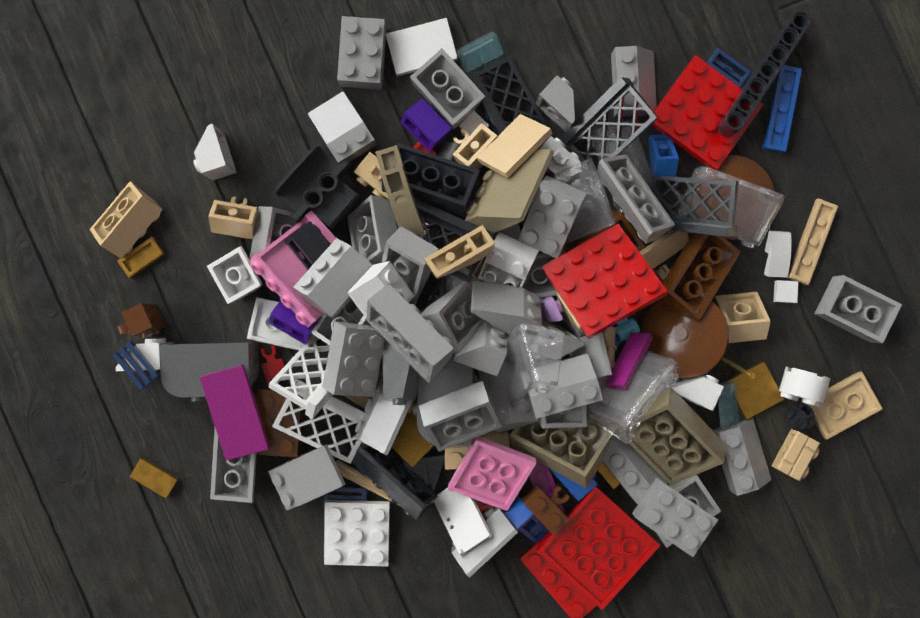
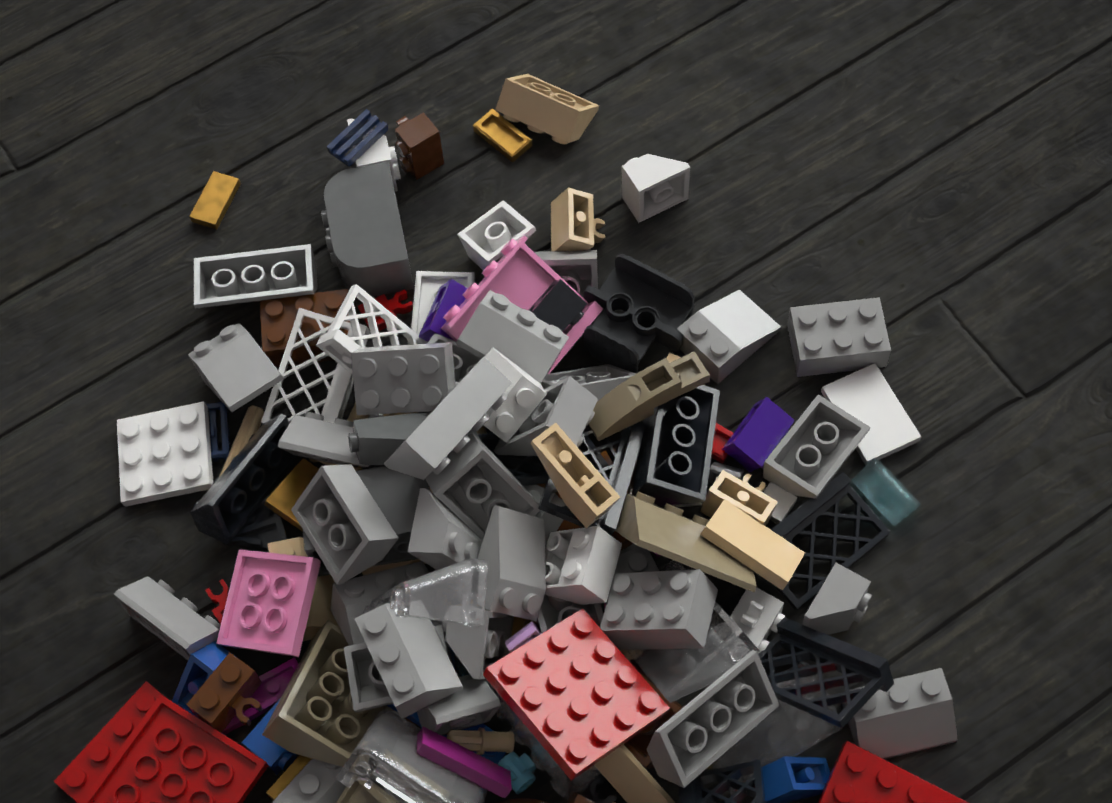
camera: 80 degrees right, 25 degrees down
(234, 412) = (312, 259): magenta tile -> none
(466, 521) = (195, 582): white door -> none

